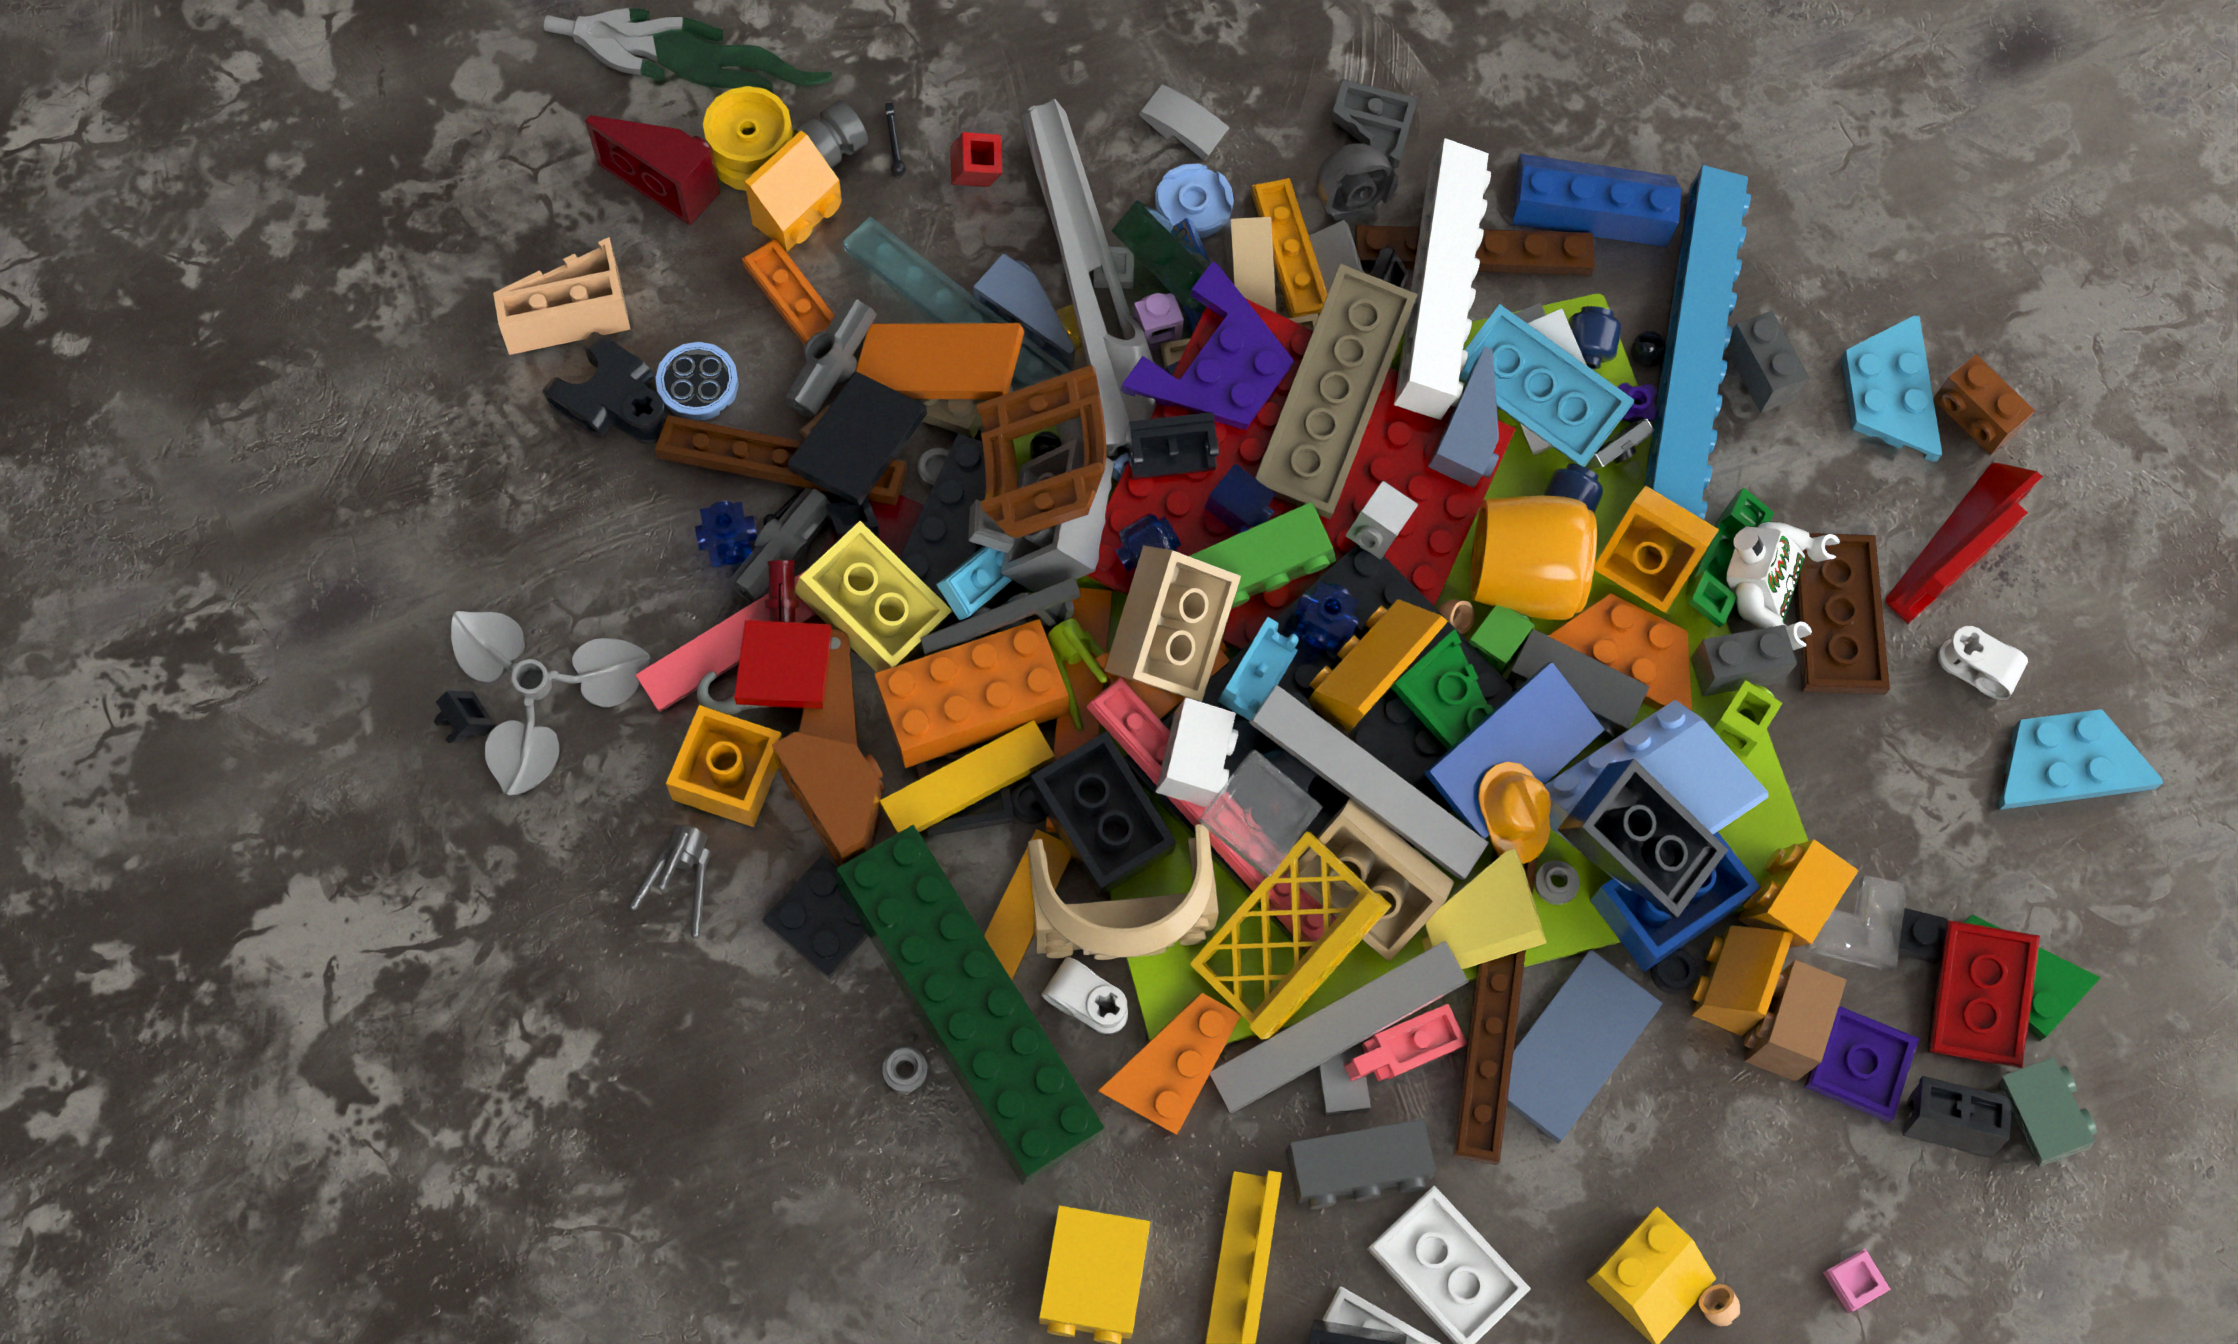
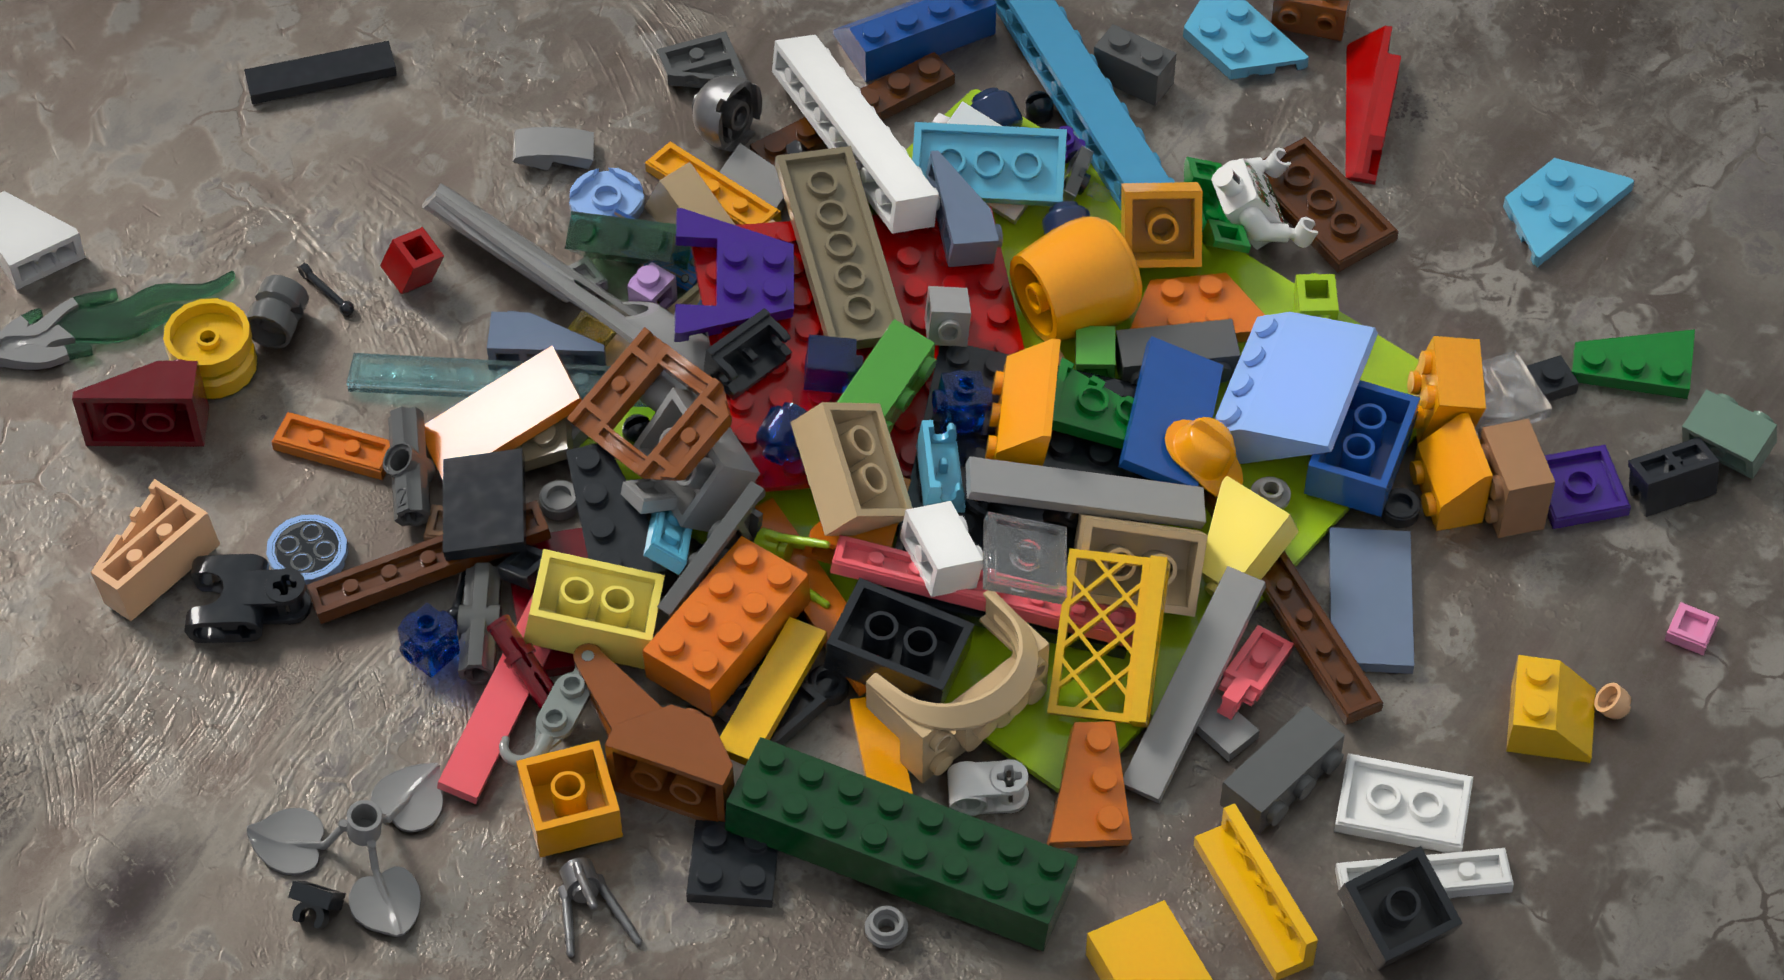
camera: 30 degrees left, 15 degrees down
(783, 664) = (562, 690): red tile -> none
(792, 192) = (281, 366): light orange slope -> none
(1643, 836) = (1312, 403): black slope -> none
(1753, 656) = (1273, 270): dark grey brick -> none
(1984, 662) = (1451, 173): white piece -> none
(1984, 994) = (1626, 385): red tile -> none

